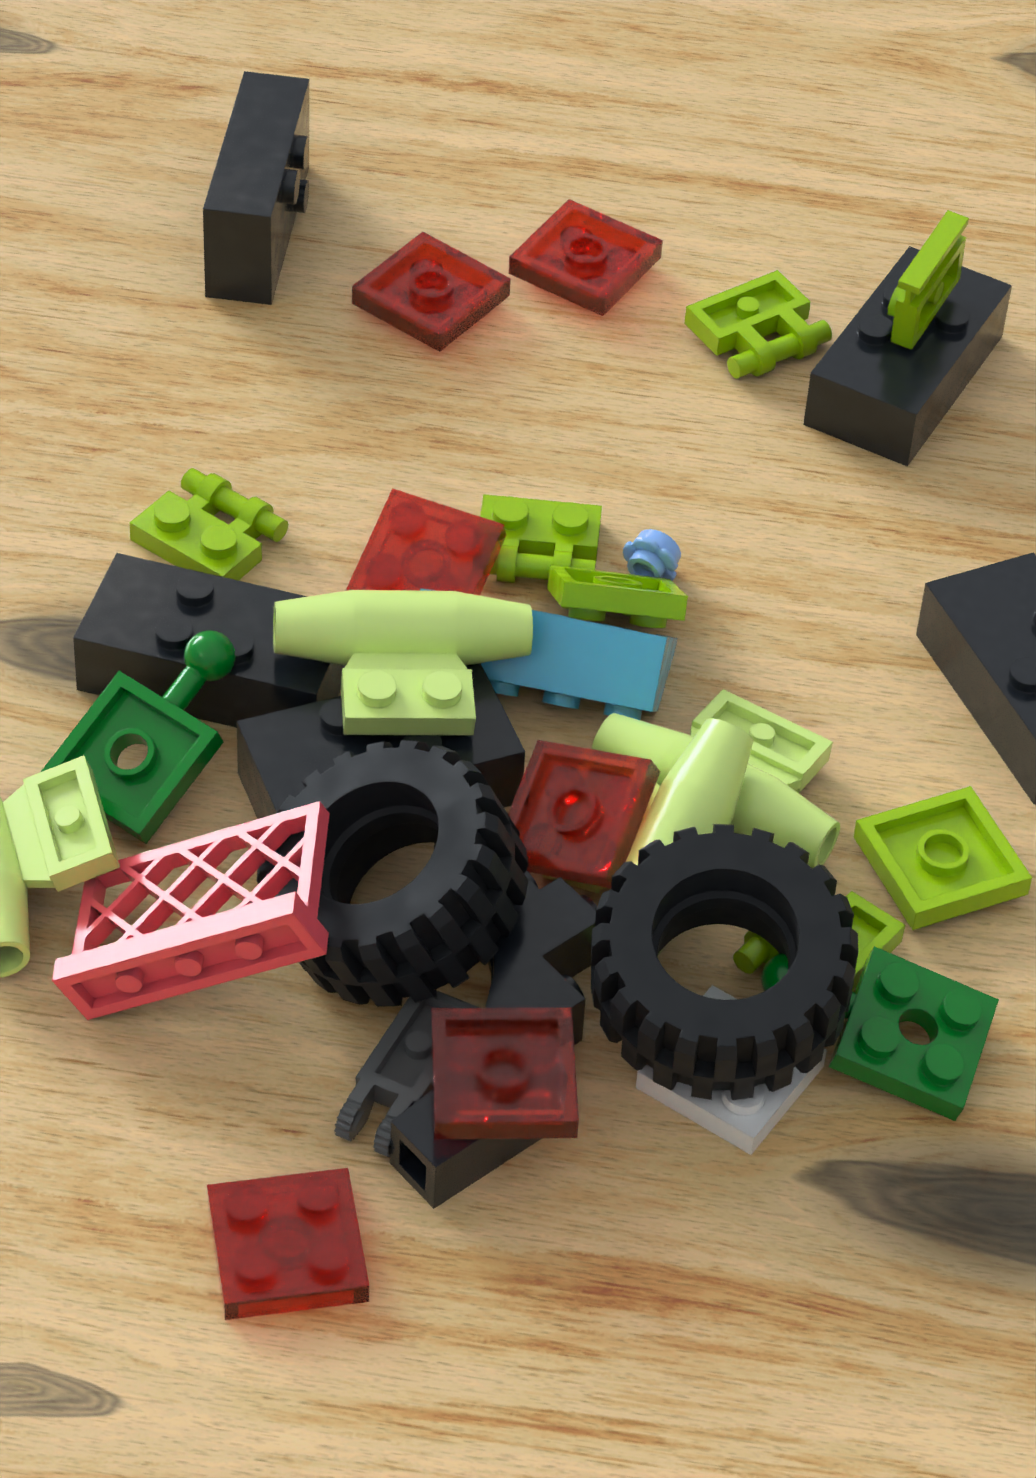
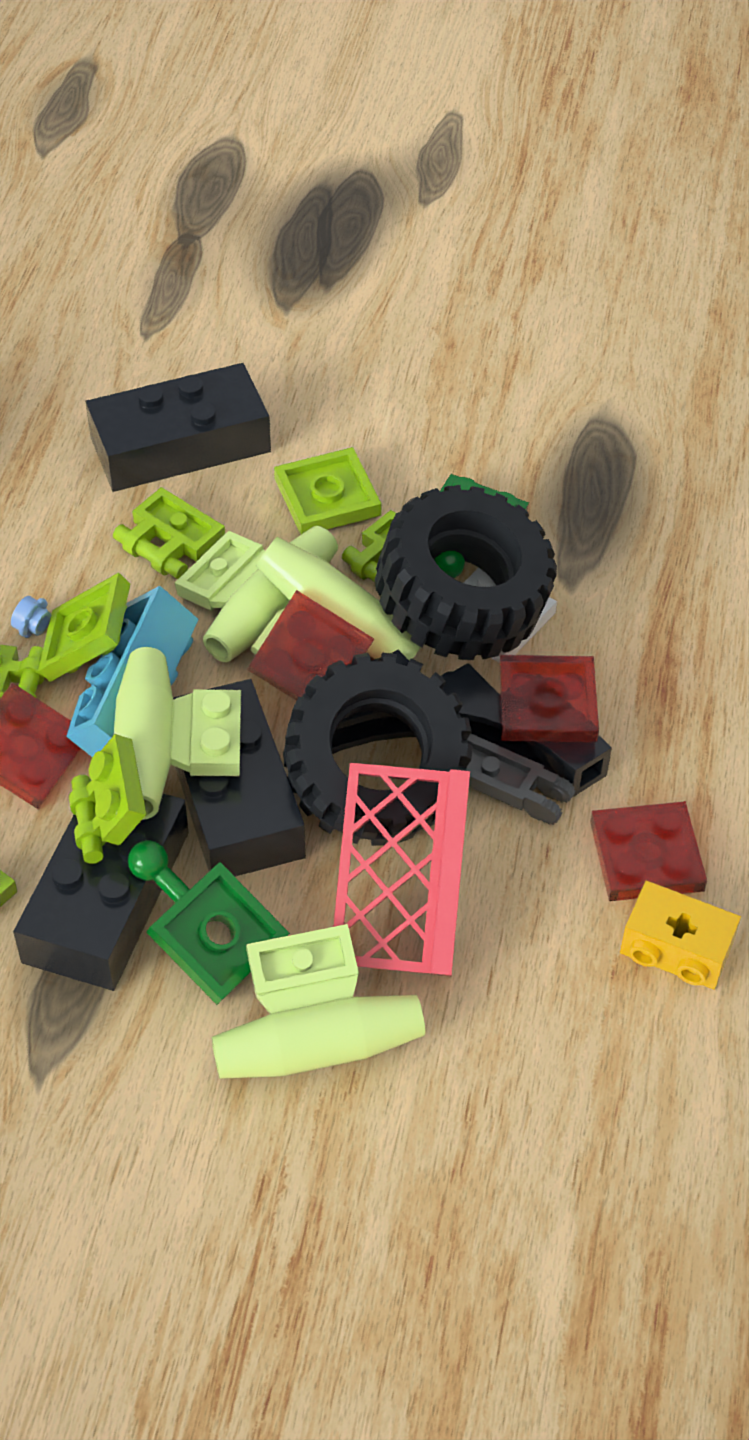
camera: 85 degrees left, 5 degrees up
(123, 1258) = (679, 935): none -> yellow brick
(252, 587) = (110, 802): none -> lime plate
(841, 695) = (174, 522): none -> lime plate

